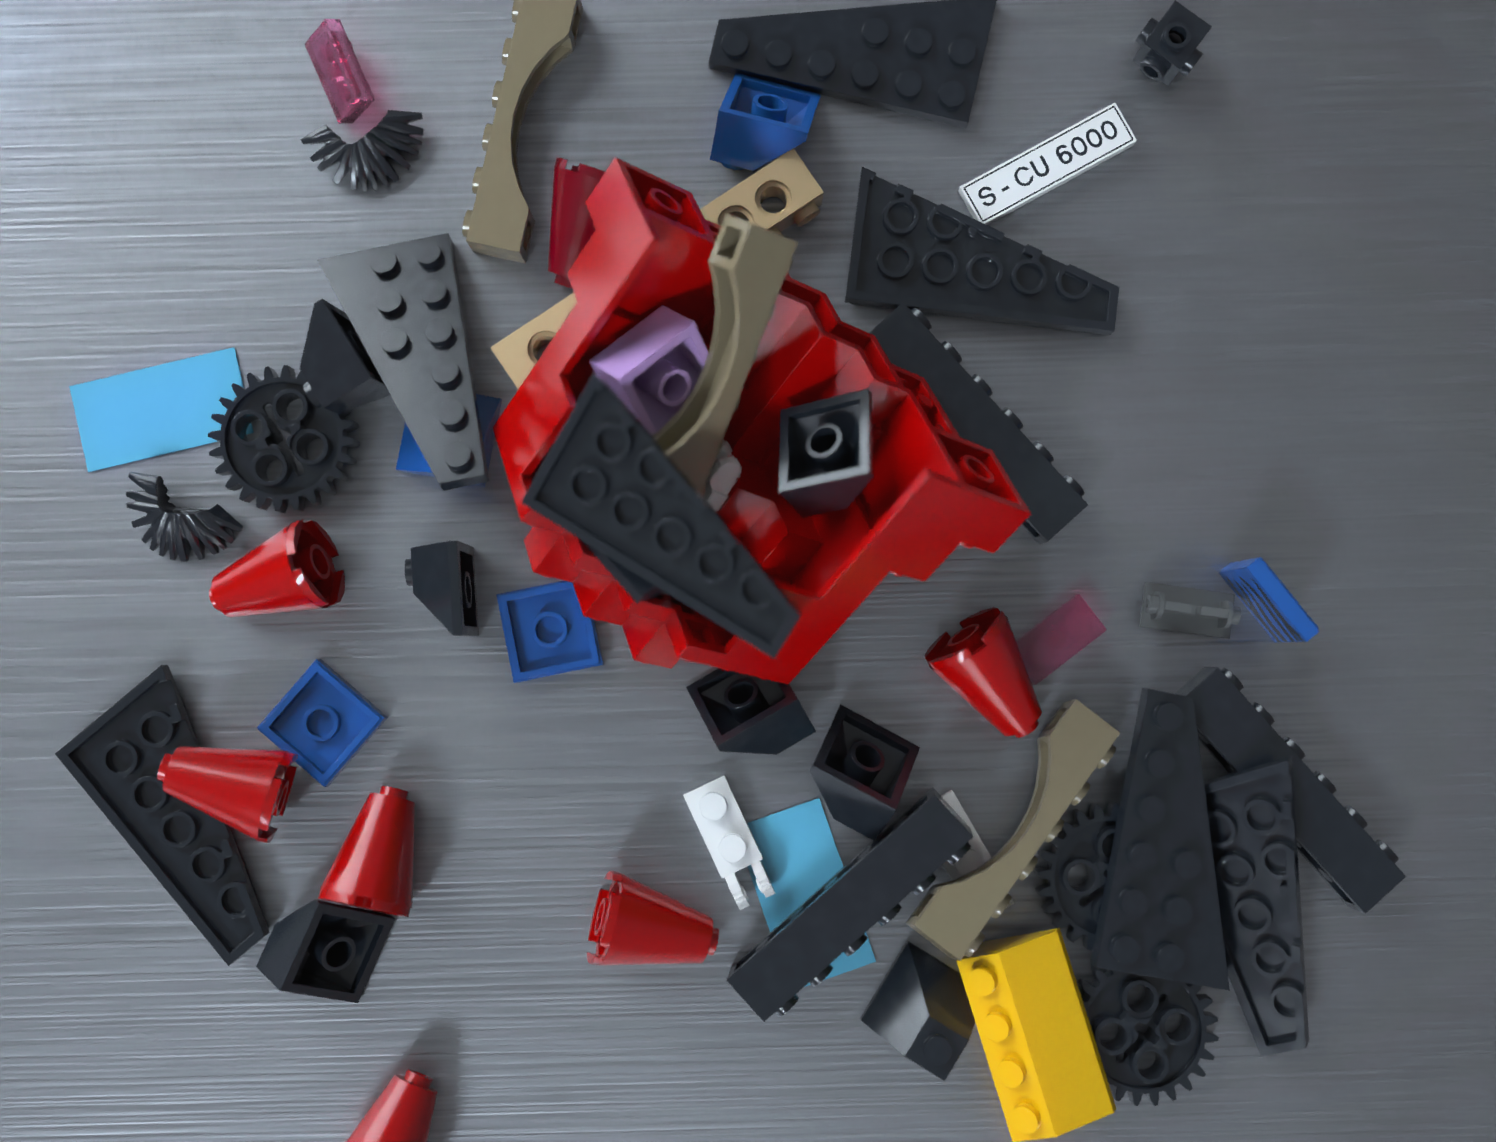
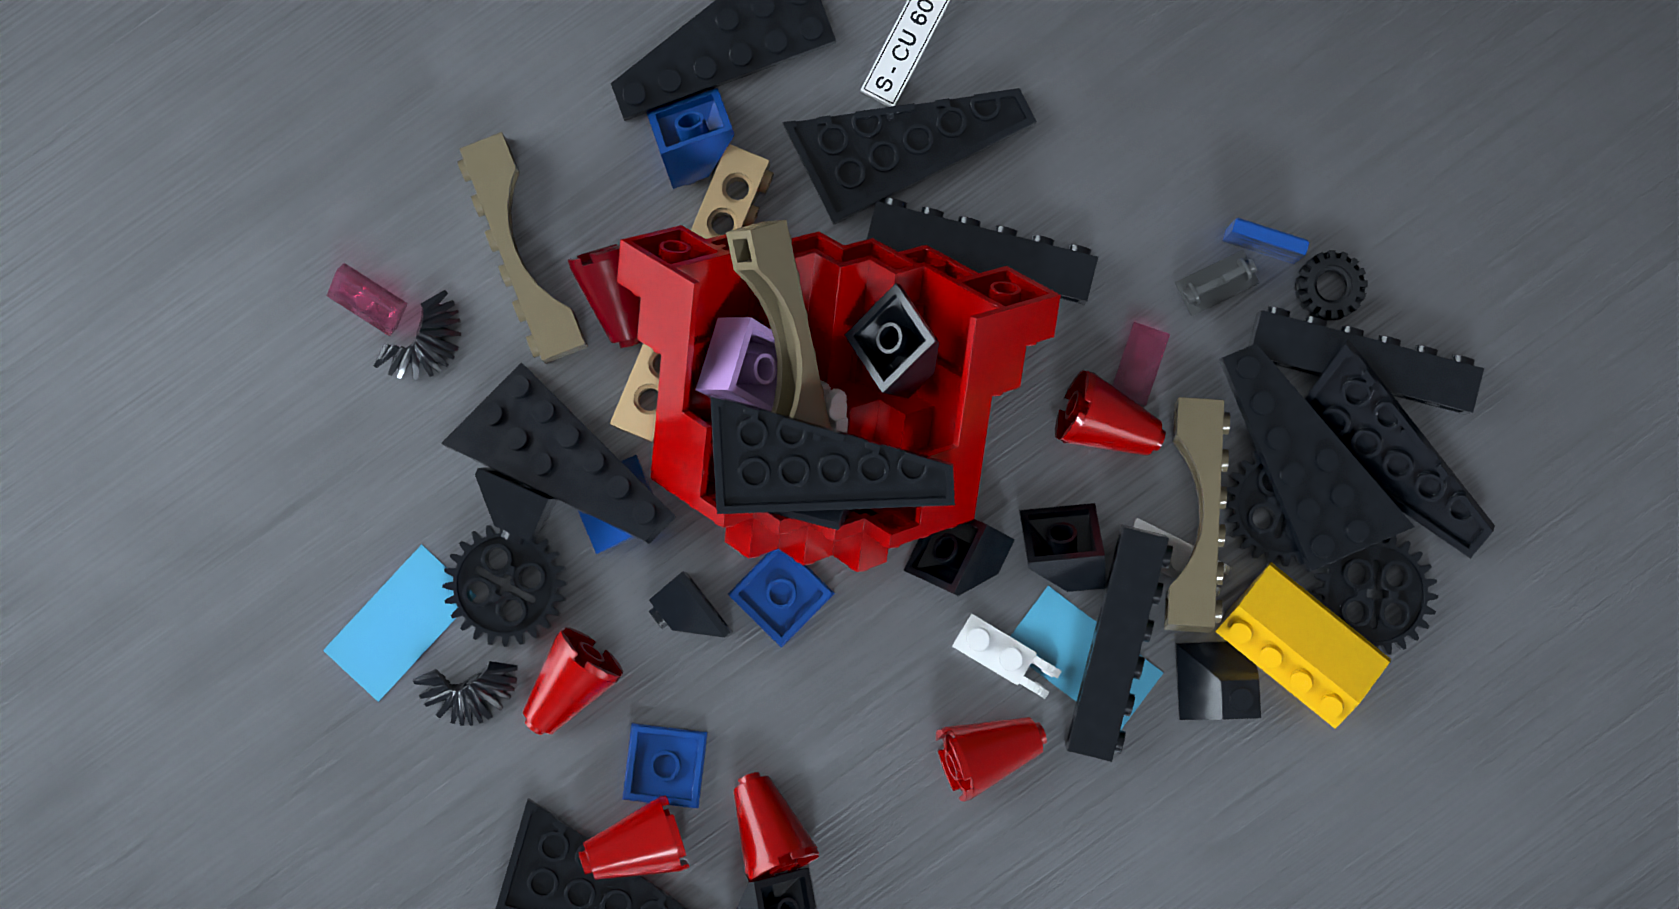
camera: 30 degrees left, 0 degrees up
(1327, 684) = (1349, 271): none -> black tyre

